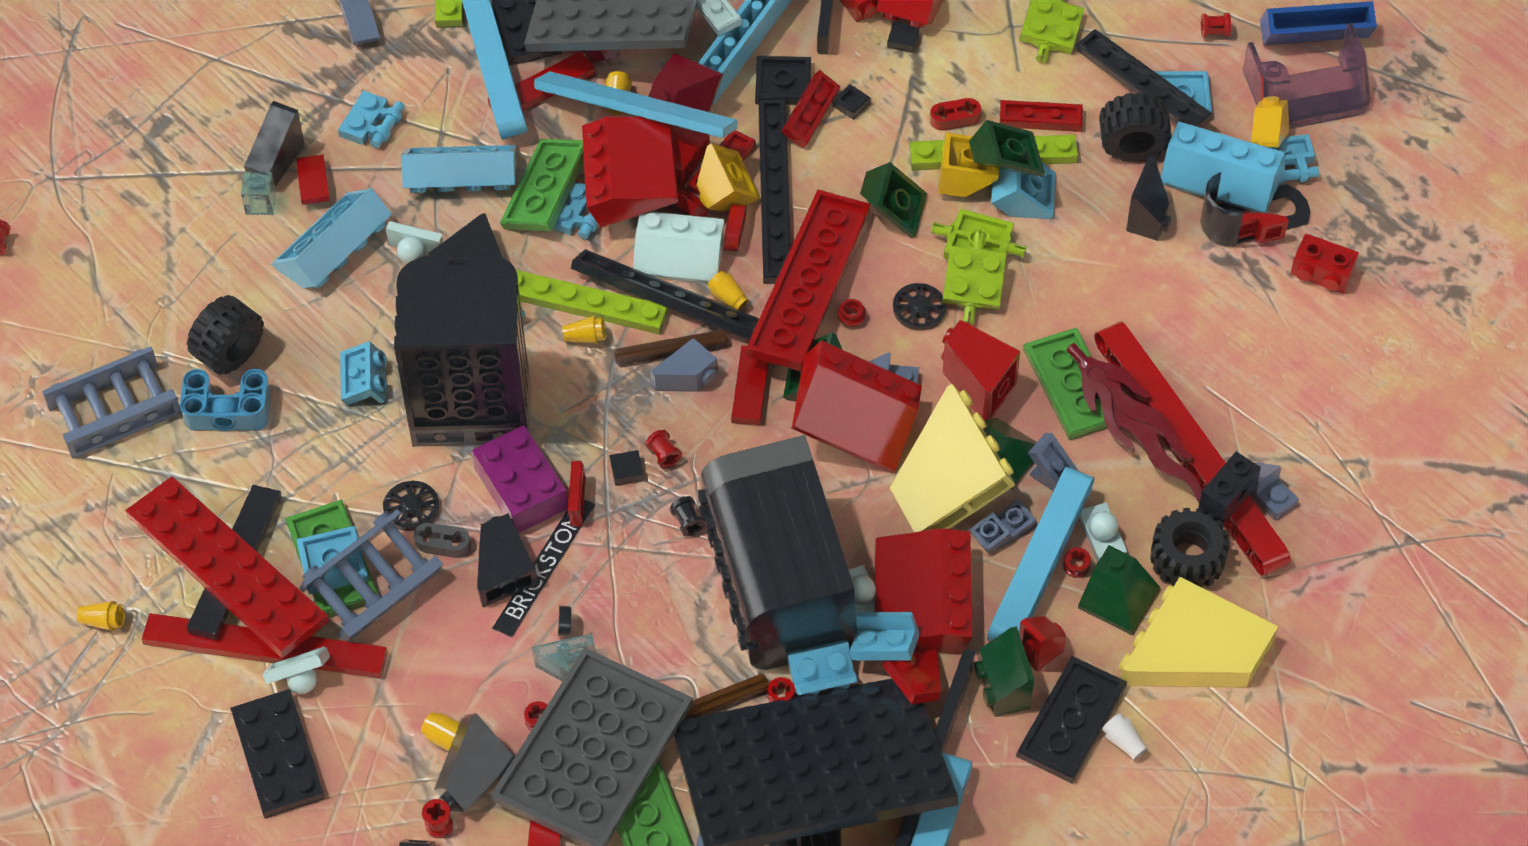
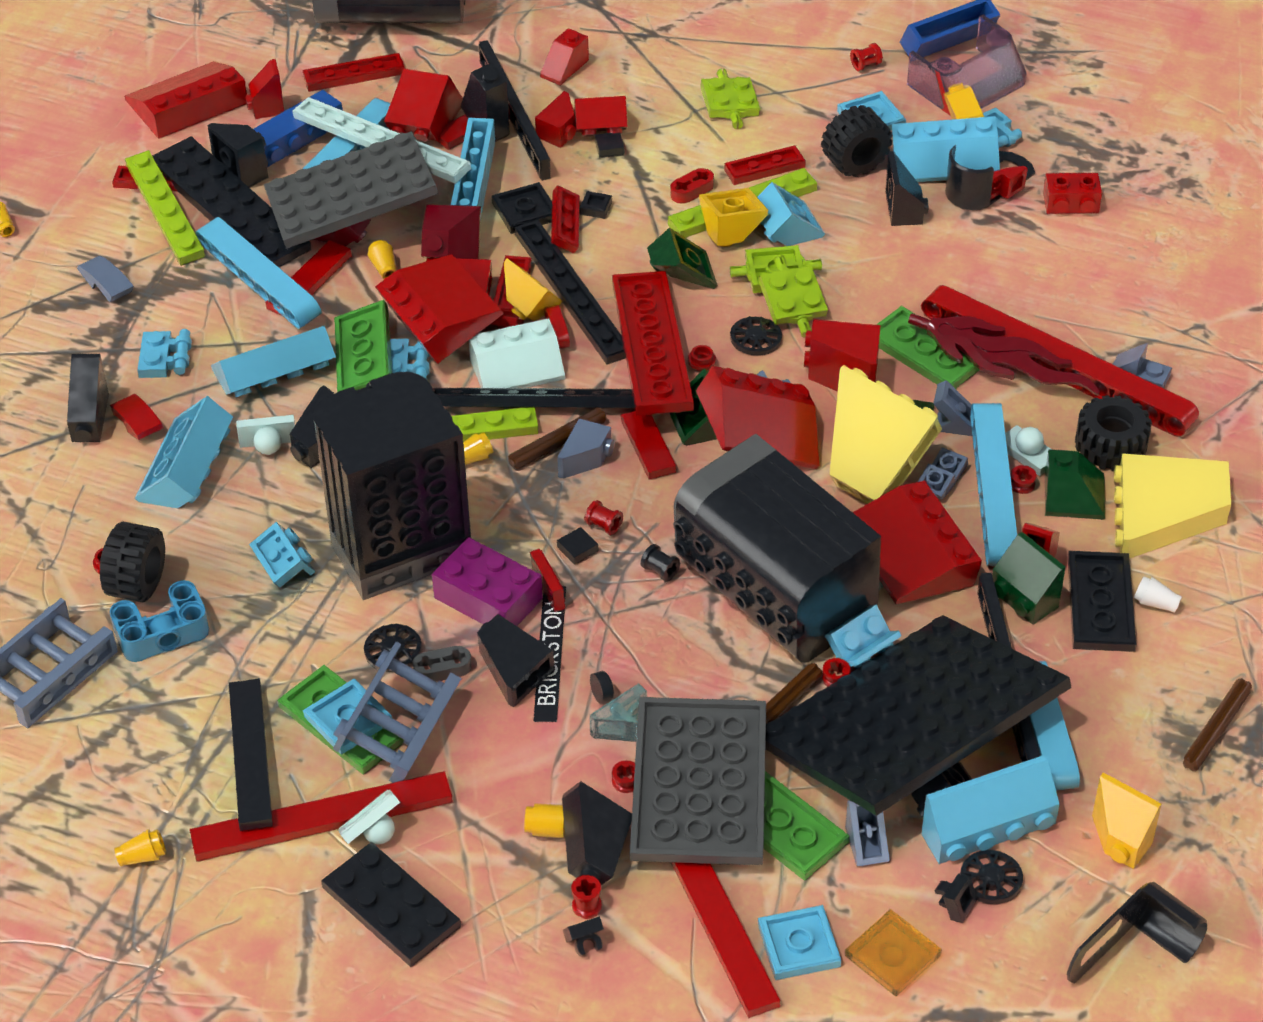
camera: 25 degrees left, 10 degrees down
(227, 566) = (248, 756): red plate -> none
(258, 193) = (91, 442): clear light blue brick -> none
(636, 104) = (415, 254): medium azure tile -> none
(727, 290) = (581, 376): yellow cone -> none
(884, 636) = (908, 586): medium azure bracket -> none
(917, 677) = (951, 609): red wing -> none
(1006, 148) = (765, 184): dark green slope -> none
(1141, 78) = (820, 109): black tile -> none
(1229, 487) = (1121, 368): black brick -> none

